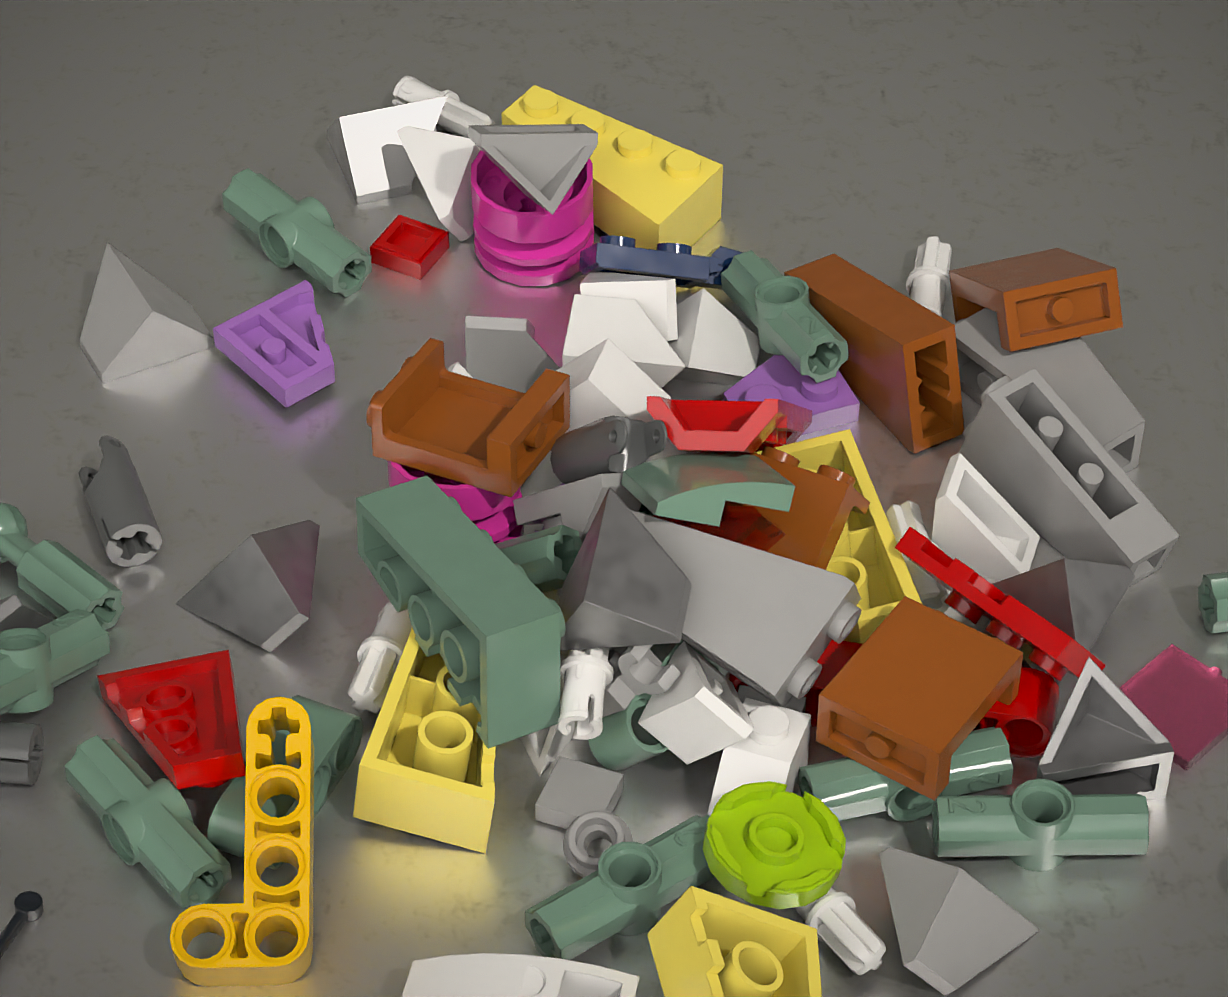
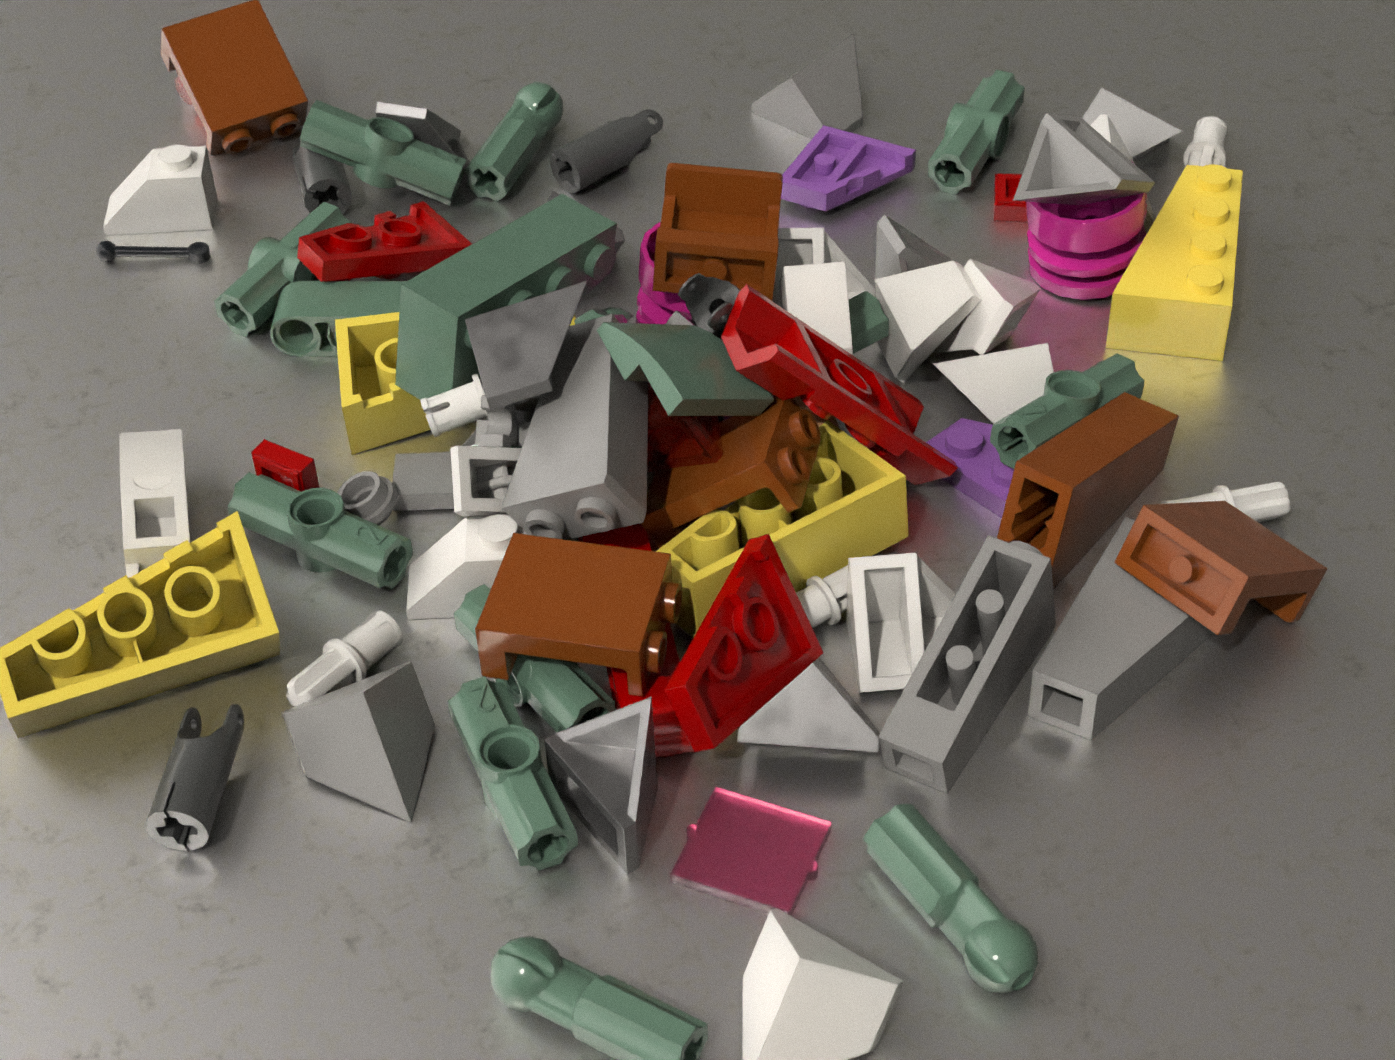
camera: 70 degrees right, 0 degrees up
(266, 842) = (245, 315): yellow beam -> none
(525, 889) = (285, 466): none -> red tile
(669, 260) = (1091, 329): dark blue hinge -> none
(774, 845) = (376, 586): lime tile -> none

